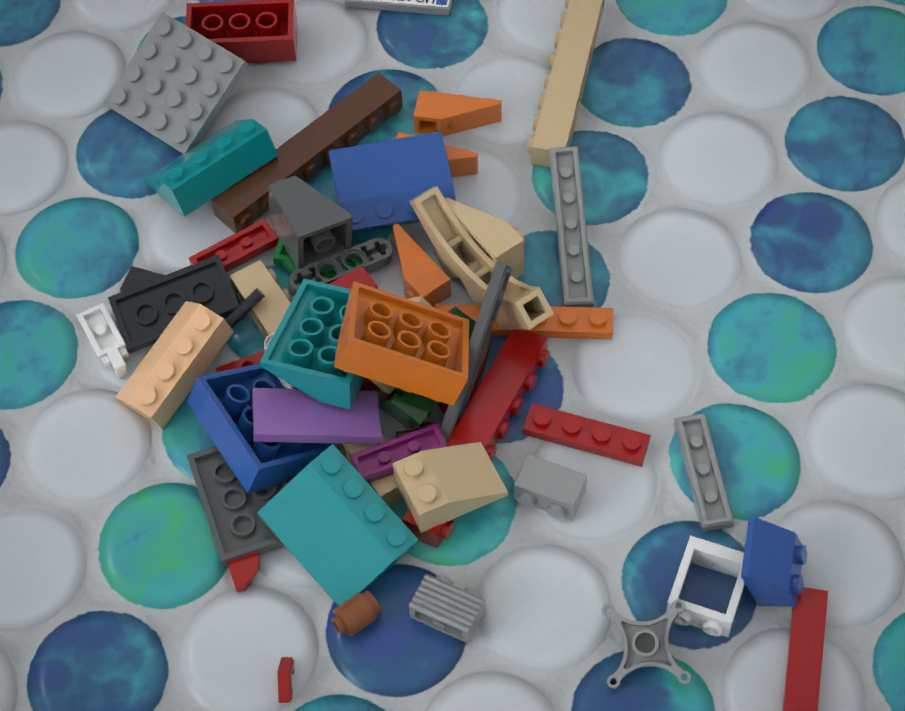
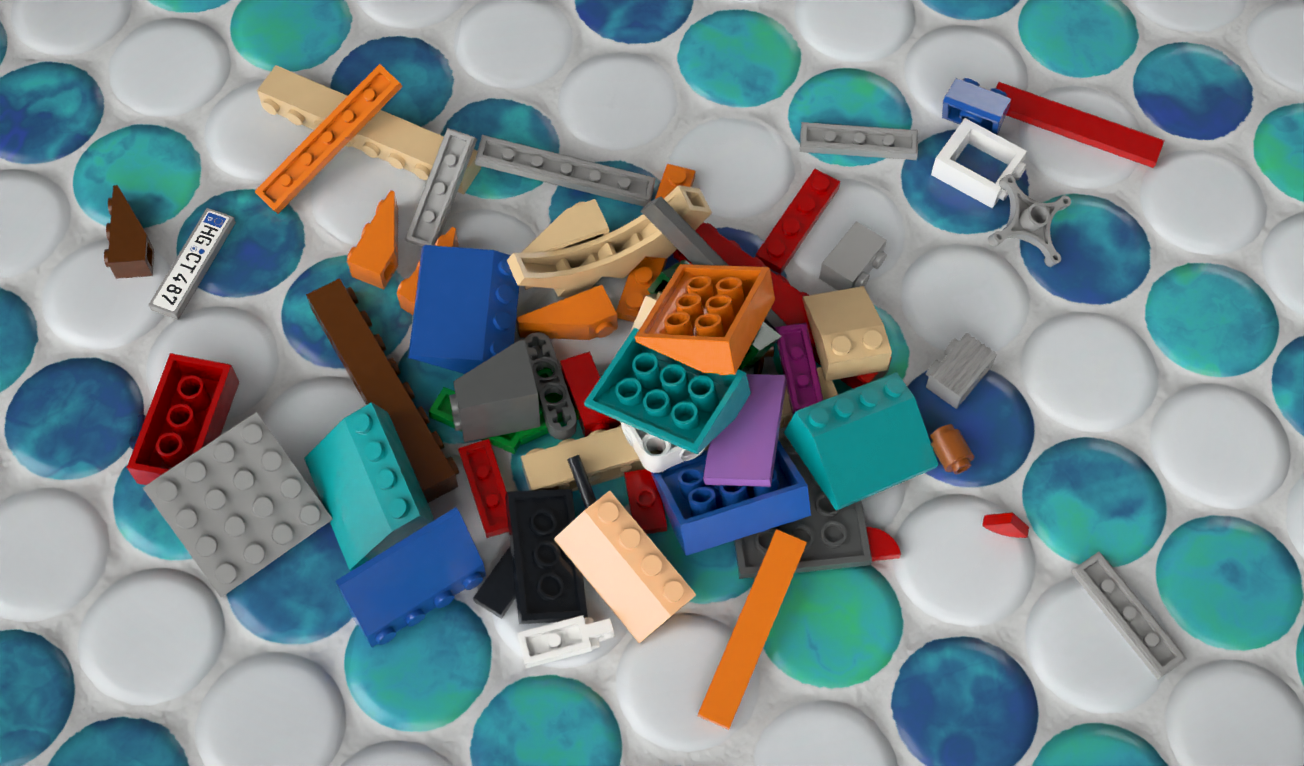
camera: 80 degrees left, 5 degrees up
(127, 210) = (412, 578): none -> blue slope
(137, 476) = (752, 629): none -> orange tile
(518, 135) = (441, 188): none -> light grey tile
(539, 42) = (328, 139): none -> orange plate

